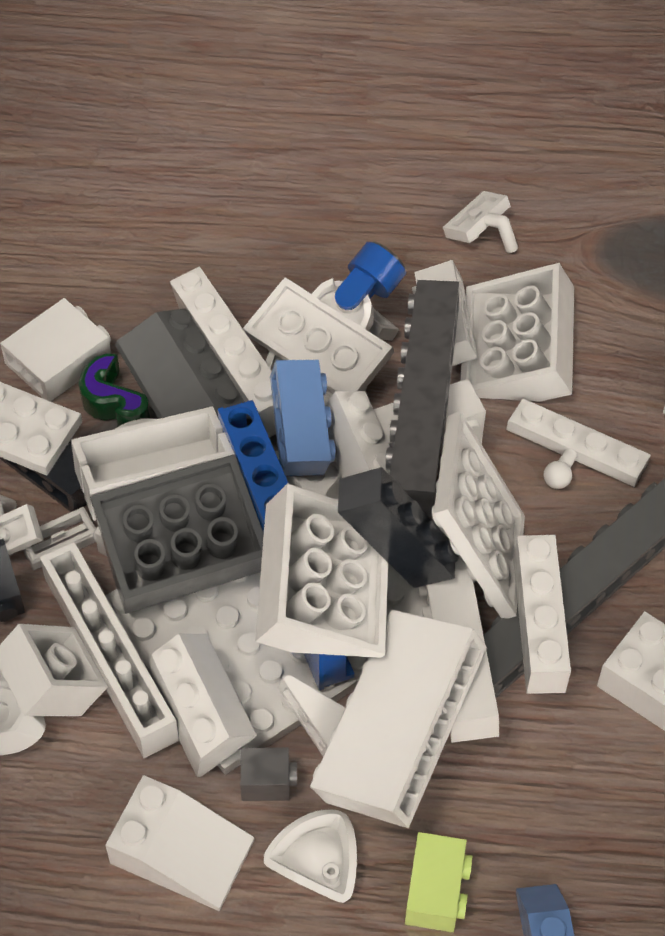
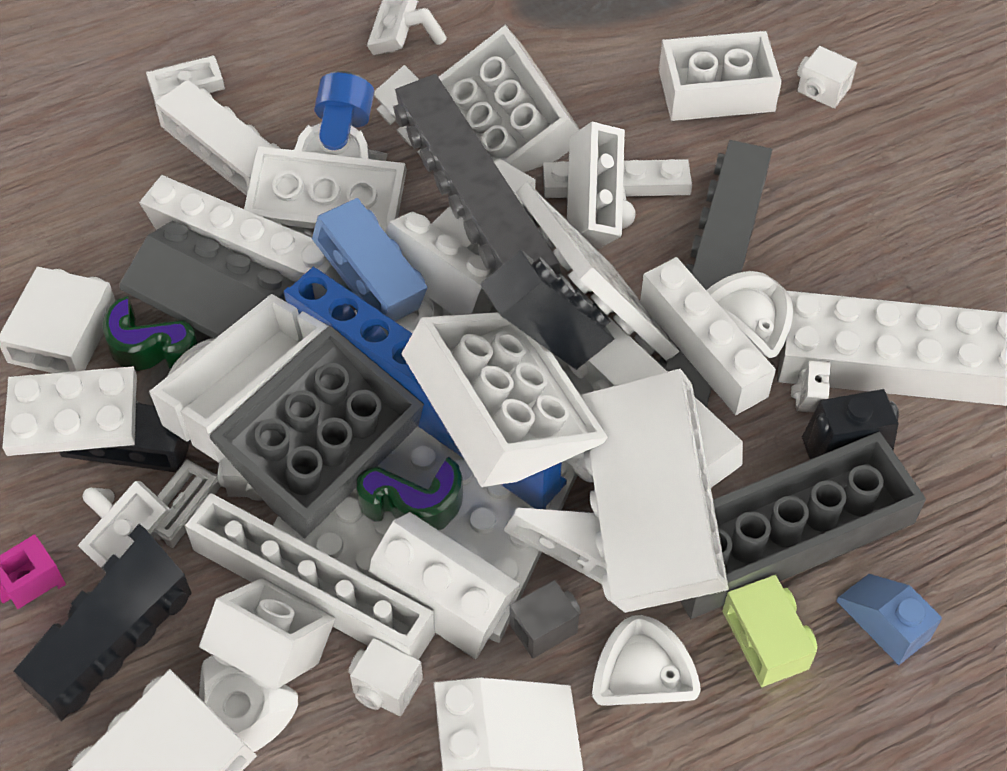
camera: 30 degrees left, 0 degrees up
(117, 752) = (384, 677): none -> white brick
(229, 640) = (384, 491): none -> dark green animal
(269, 244) = (211, 132): none -> white brick
(276, 192) = (201, 72): none -> white plate
(527, 807) = (811, 515): none -> dark grey brick
(543, 439) = (596, 183): none -> white brick
(601, 611) = (757, 307): none -> white hat
(609, 704) = (811, 386): none -> white piece
(621, 758) = (849, 419): none -> black torso

